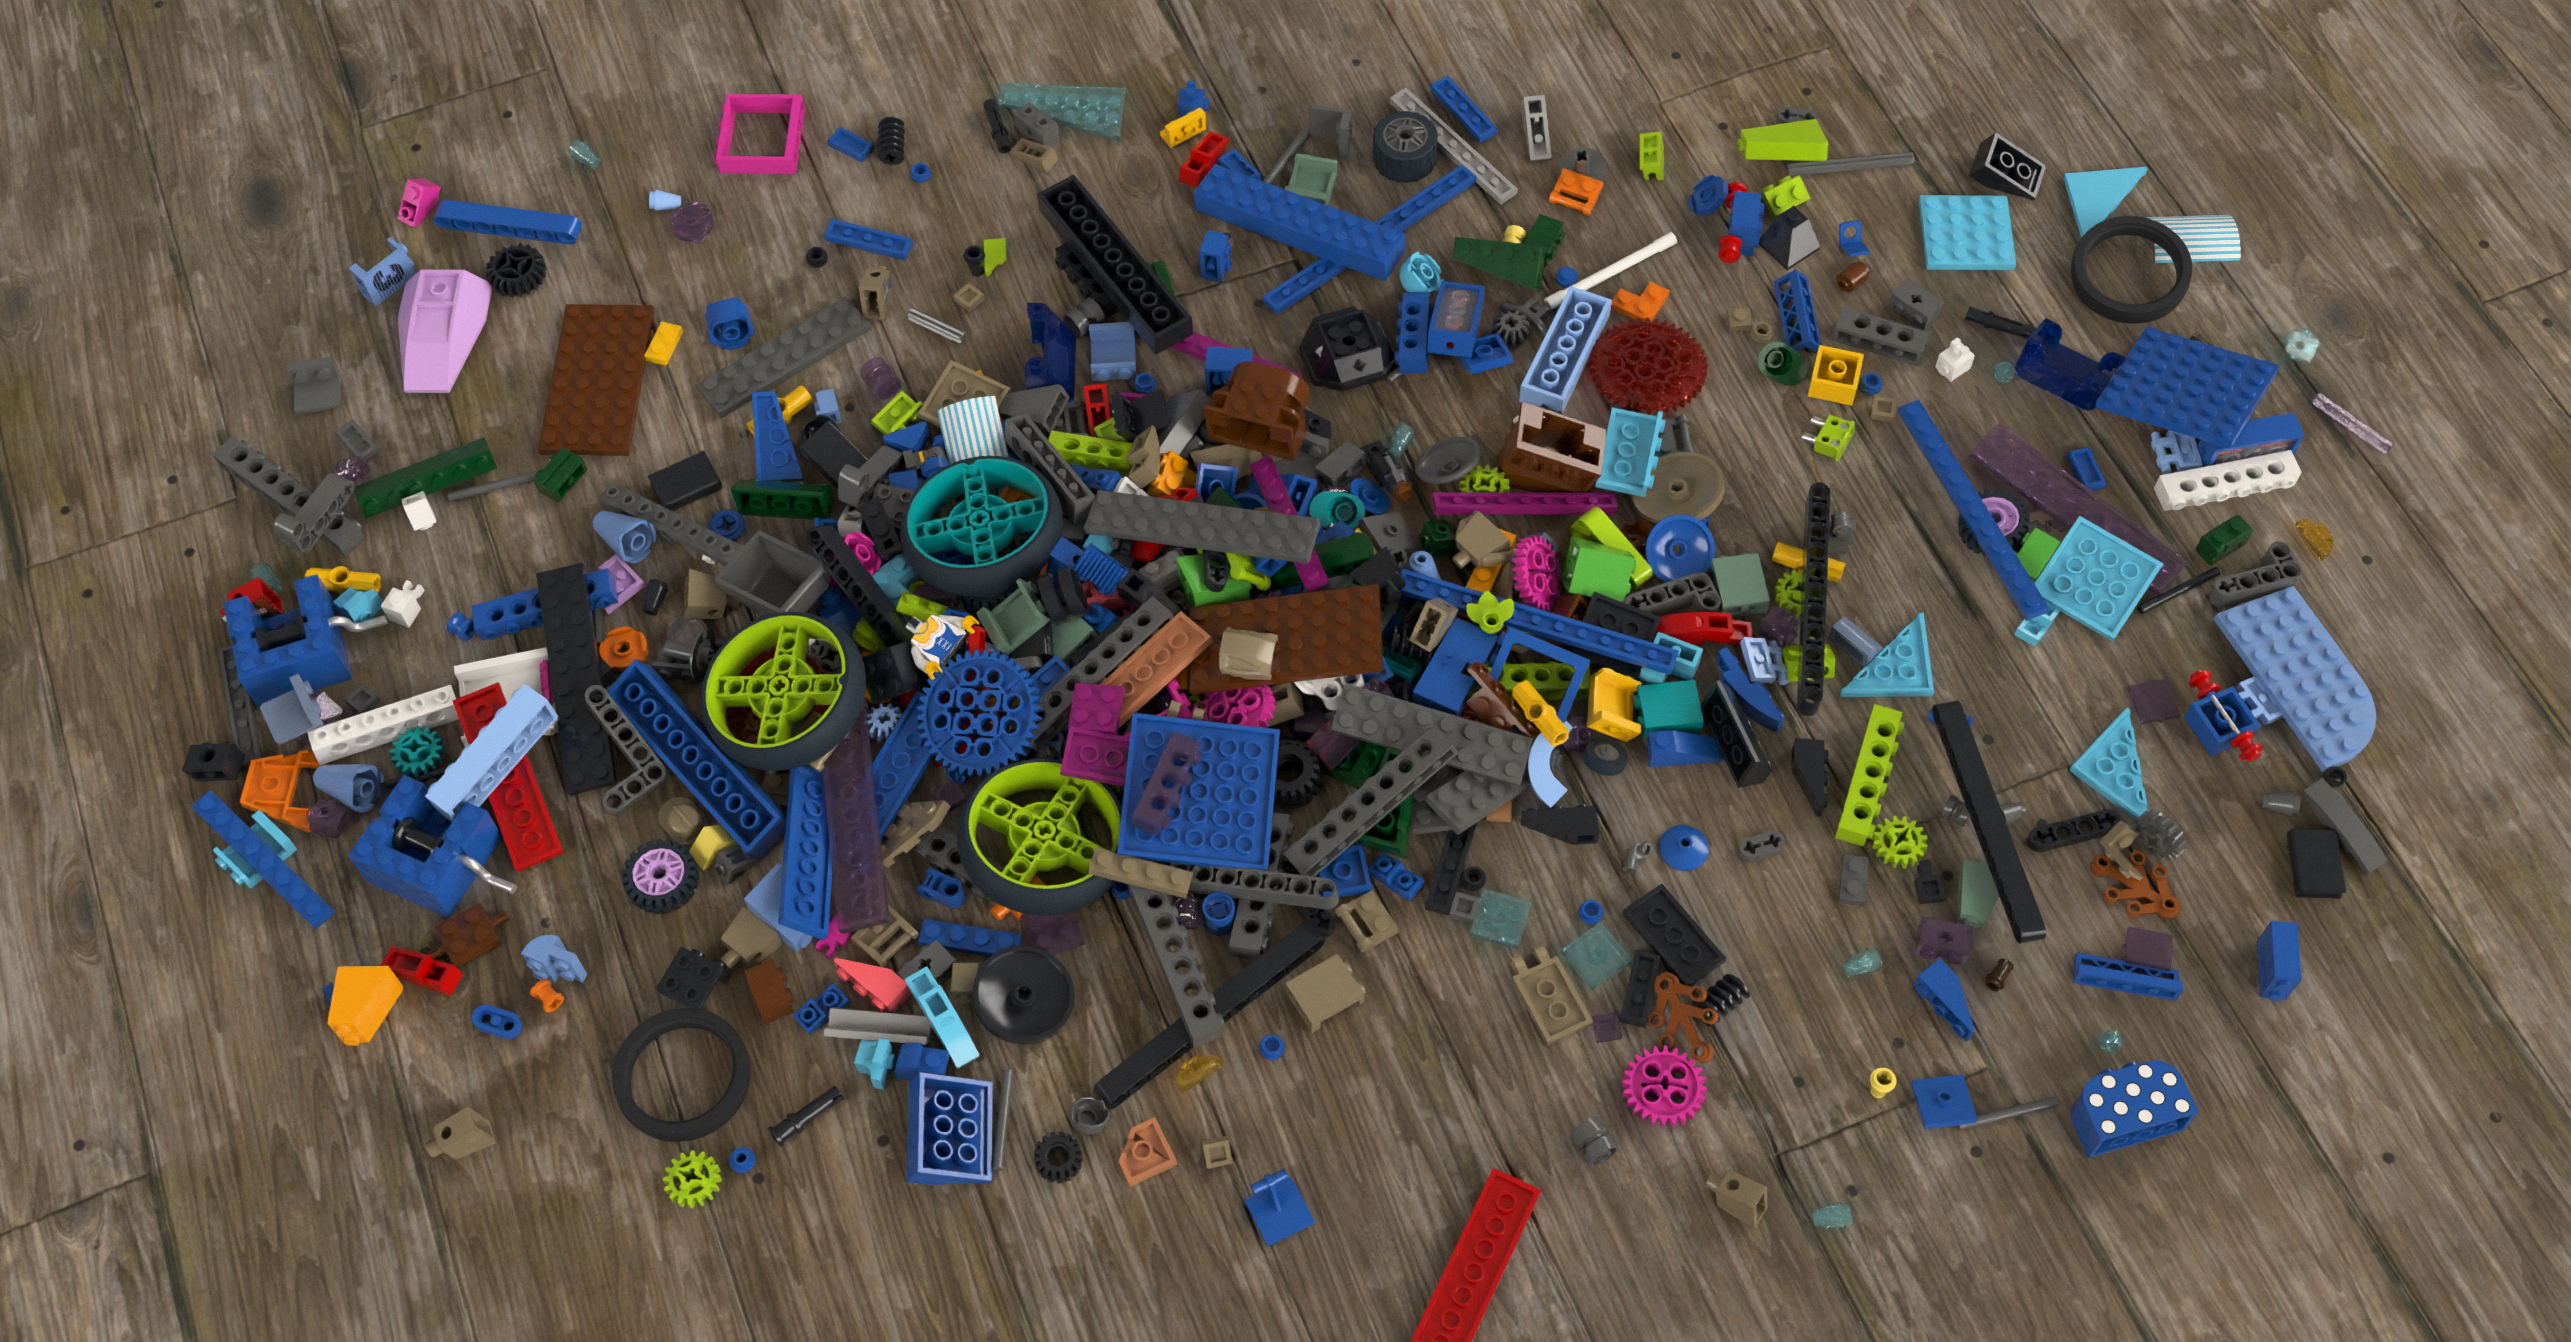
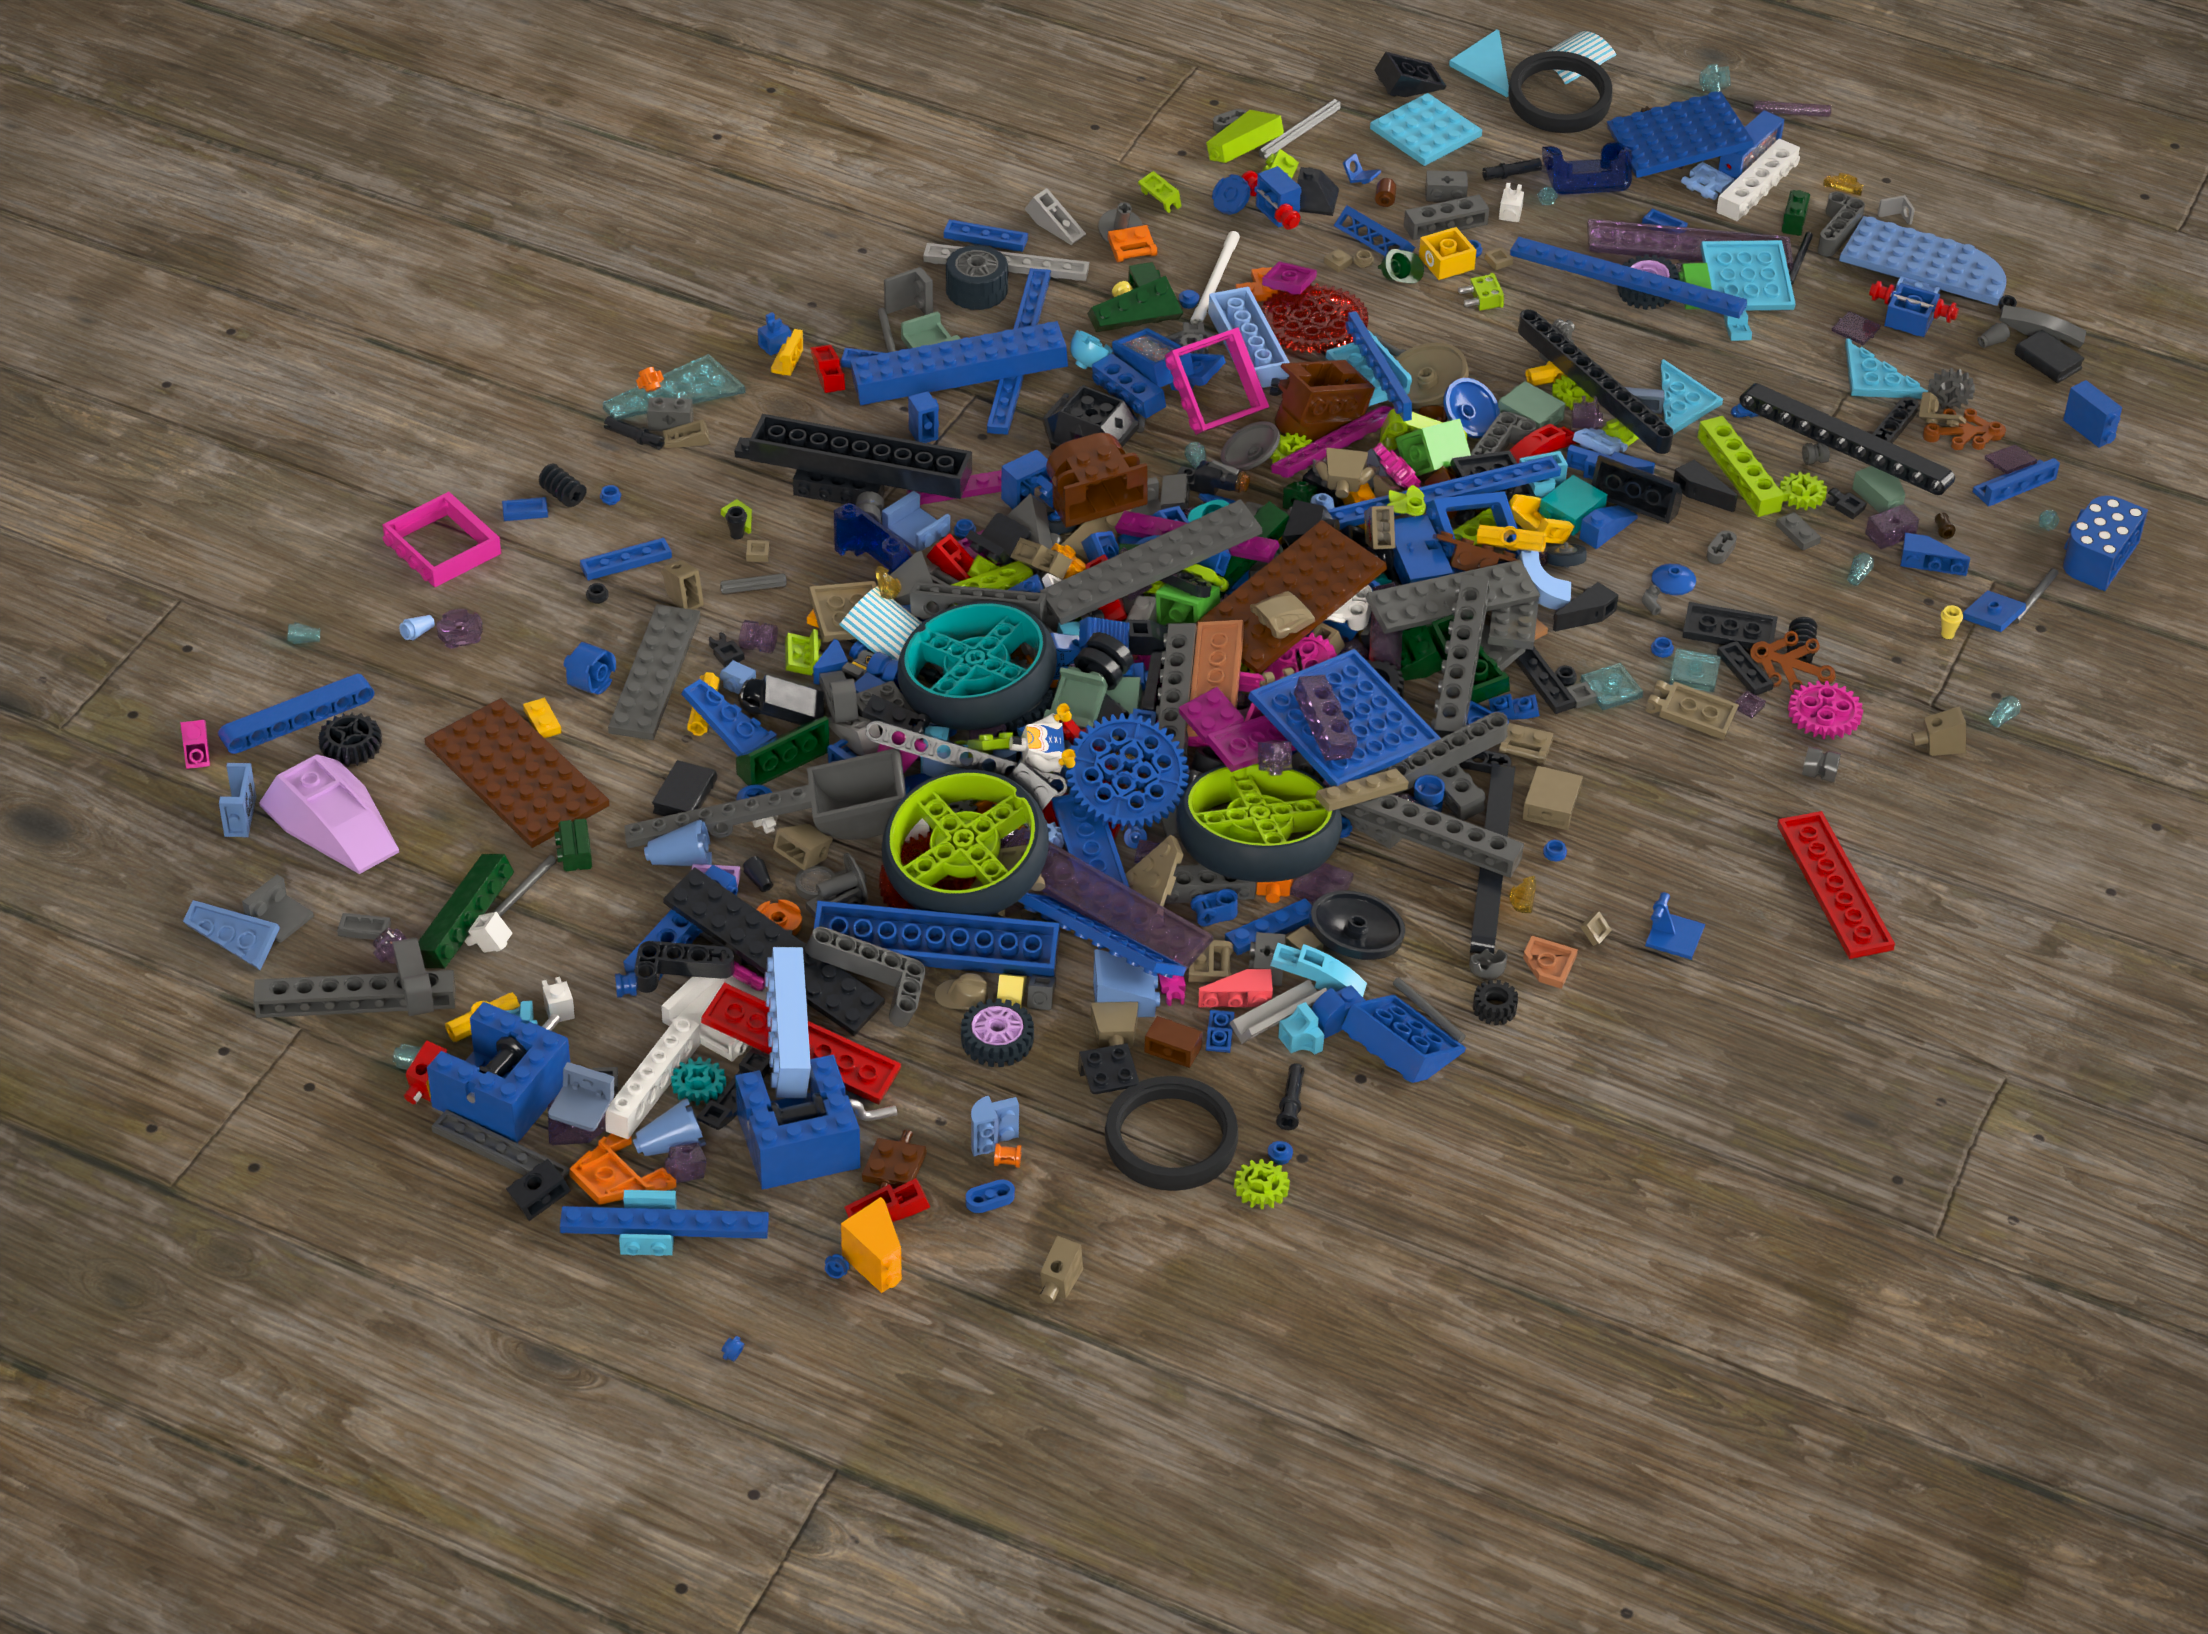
camera: 45 degrees left, 15 degrees down
(190, 1007) = (732, 1348): none -> blue plate
(273, 383) = (237, 933): none -> medium blue wing
(476, 629) = (682, 960): none -> black beam
(848, 376) = (726, 651): none -> black plate
(1005, 400) = (887, 585): none -> clear yellow tile
(1046, 85) = (649, 379): none -> orange gear
(1099, 788) = (1275, 756): none -> clear purple brick
(1437, 381) = (1244, 368): none -> dark pink window
(1624, 460) = (1379, 365): none -> blue plate
(1663, 312) = (1289, 278): none -> magenta plate
(2335, 594) = (1896, 205): none -> light grey bracket

